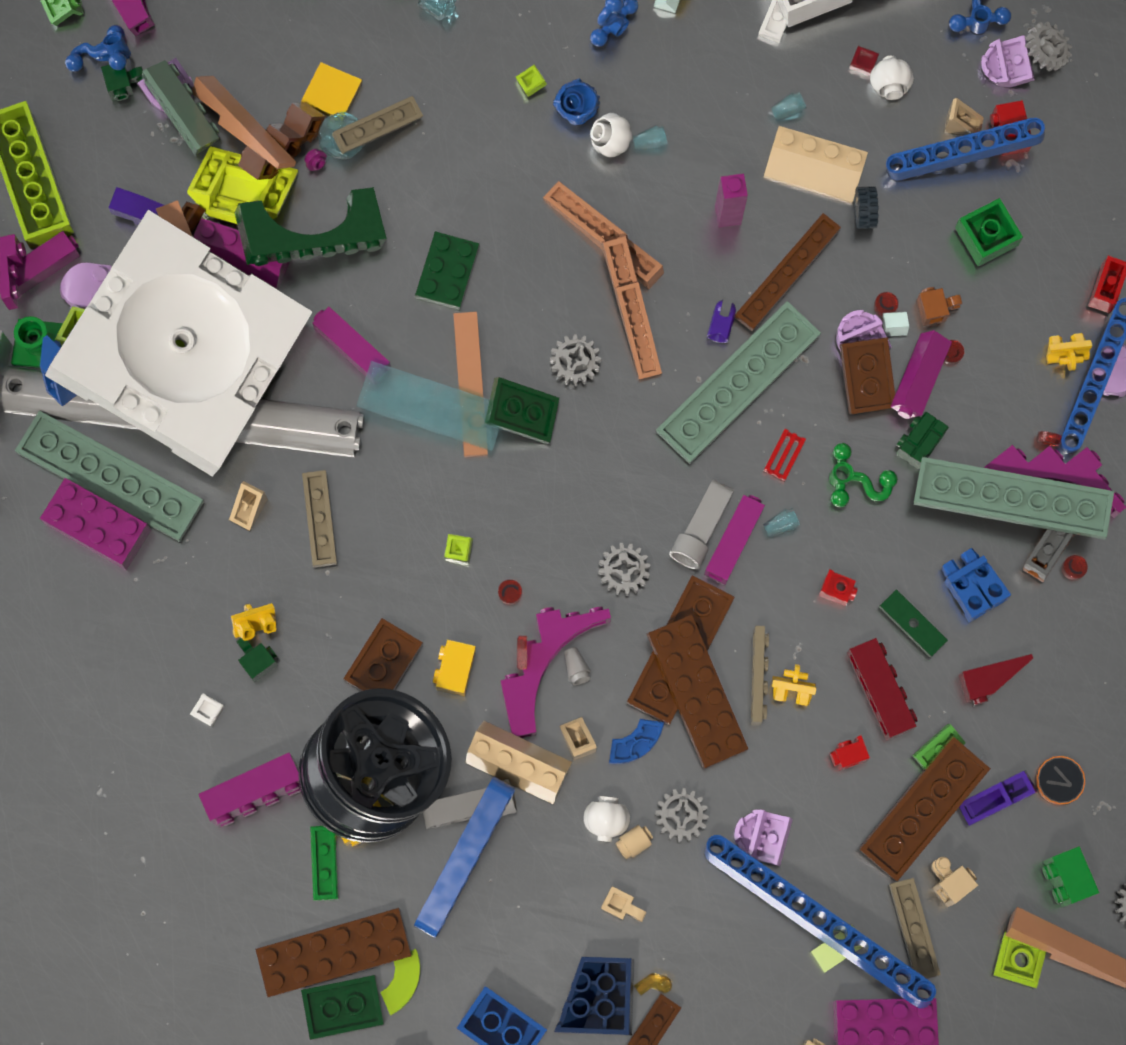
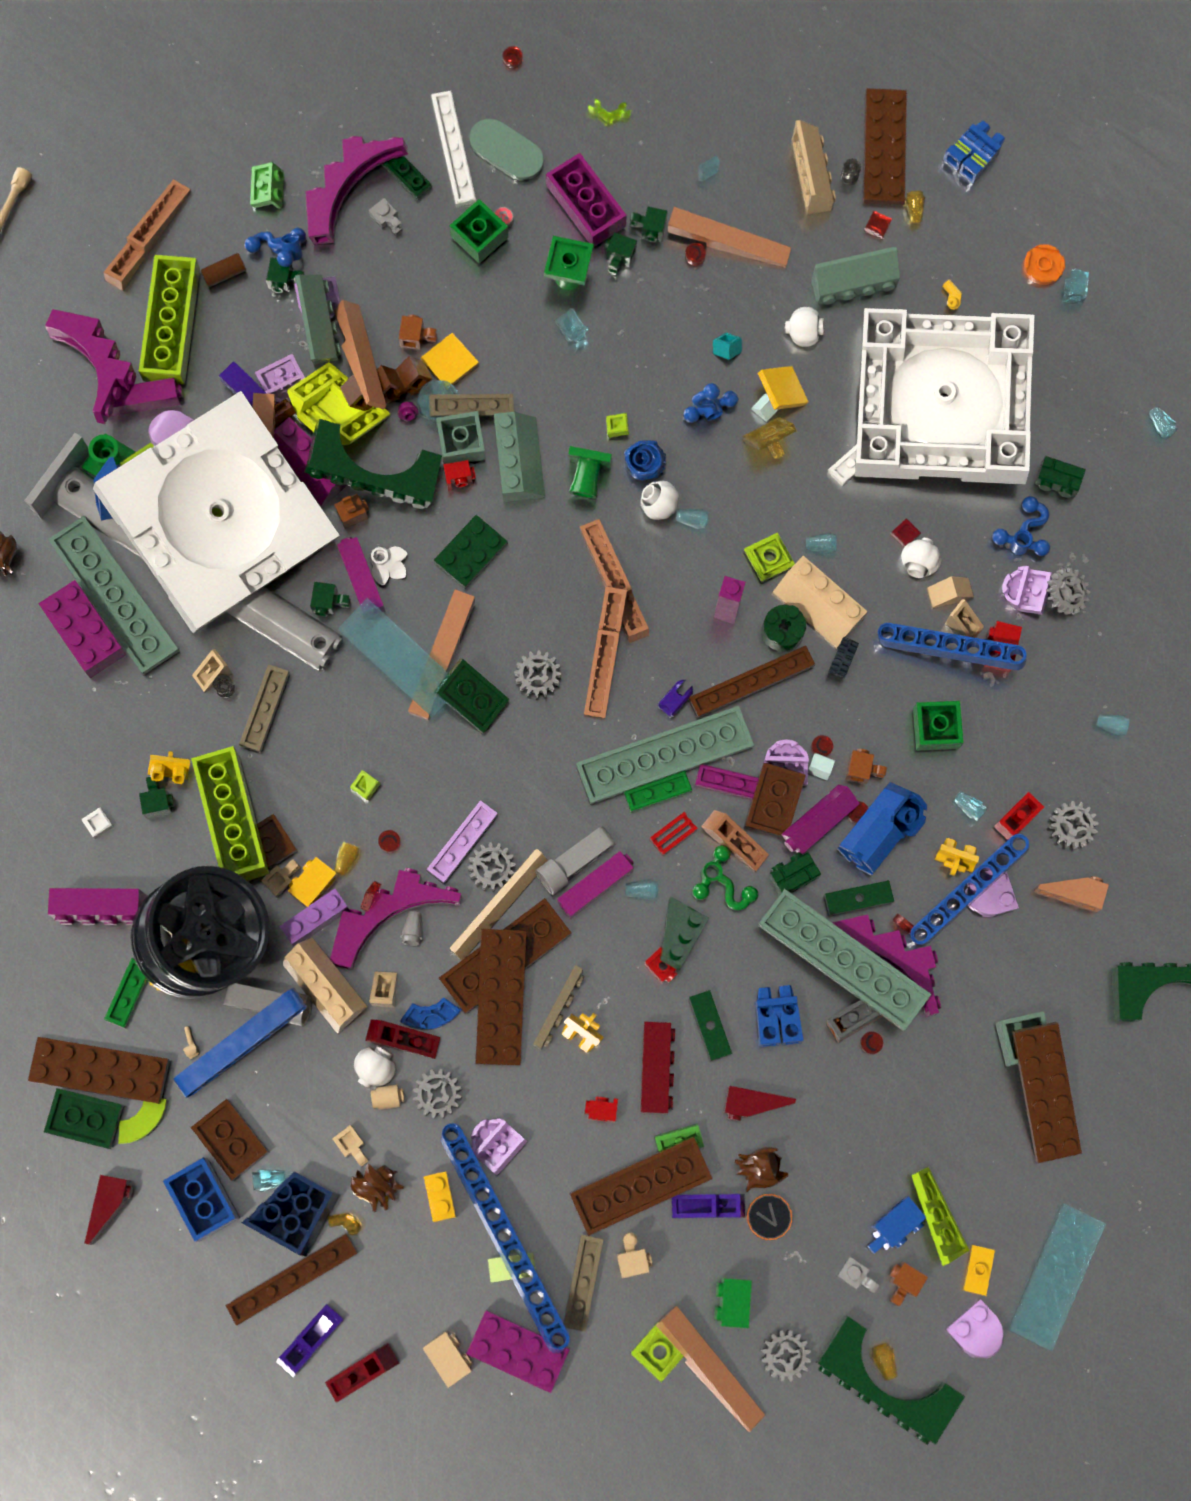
camera: 25 degrees right, 0 degrees up
(57, 101) = (223, 270): none -> reddish brown brick
(170, 182) = (280, 377): none -> lavender slope
(265, 508) = (226, 680): none -> clear smoke bush
(282, 79) = (413, 332): none -> dark orange brick
(309, 283) = (352, 510): none -> dark orange brick
(327, 382) = (325, 598): none -> dark green brick
(339, 635) = (230, 813): none -> lime brick
(374, 322) = (390, 566): none -> white plate
(383, 162) = (461, 437): none -> sand green brick
(398, 199) = (458, 474): none -> red brick
(417, 888) = (191, 1050): none -> tan hand
(419, 680) = (279, 878): none -> tan plate
(448, 155) = (519, 456): none -> sand green slope
(475, 627) = (345, 858): none -> clear yellow cone
(475, 701) = (314, 918): none -> medium lavender brick
(499, 958) = (229, 1139): none -> reddish brown plate
(526, 138) = (587, 472): none -> green plant
(556, 979) = (267, 1179): none -> clear light blue cone
(582, 558) = (462, 841): none -> lavender plate
(620, 778) = (402, 1038): none -> dark red slope
(649, 603) = (498, 905): none -> tan tile
(668, 933) = (375, 1185): none -> reddish brown hair
(687, 24) = (769, 436): none -> clear yellow tile
(735, 913) = (440, 1196): none -> yellow brick
(744, 156) = (768, 569): none -> lime piece
(749, 421) = (658, 791): none -> green tile
(793, 193) = (778, 638): none -> dark green brick
(811, 380) = (726, 781): none -> magenta tile
(837, 429) = (730, 834): none -> nougat slope
(842, 546) = (681, 932): none -> dark green wing
(934, 98) = (950, 591): none -> tan slope
(984, 354) = (888, 819): none -> blue brick
(1004, 425) = (872, 895): none -> dark green tile
(1031, 736) = (761, 1168): none -> reddish brown hair
(1056, 295) = (970, 806): none -> clear light blue cone

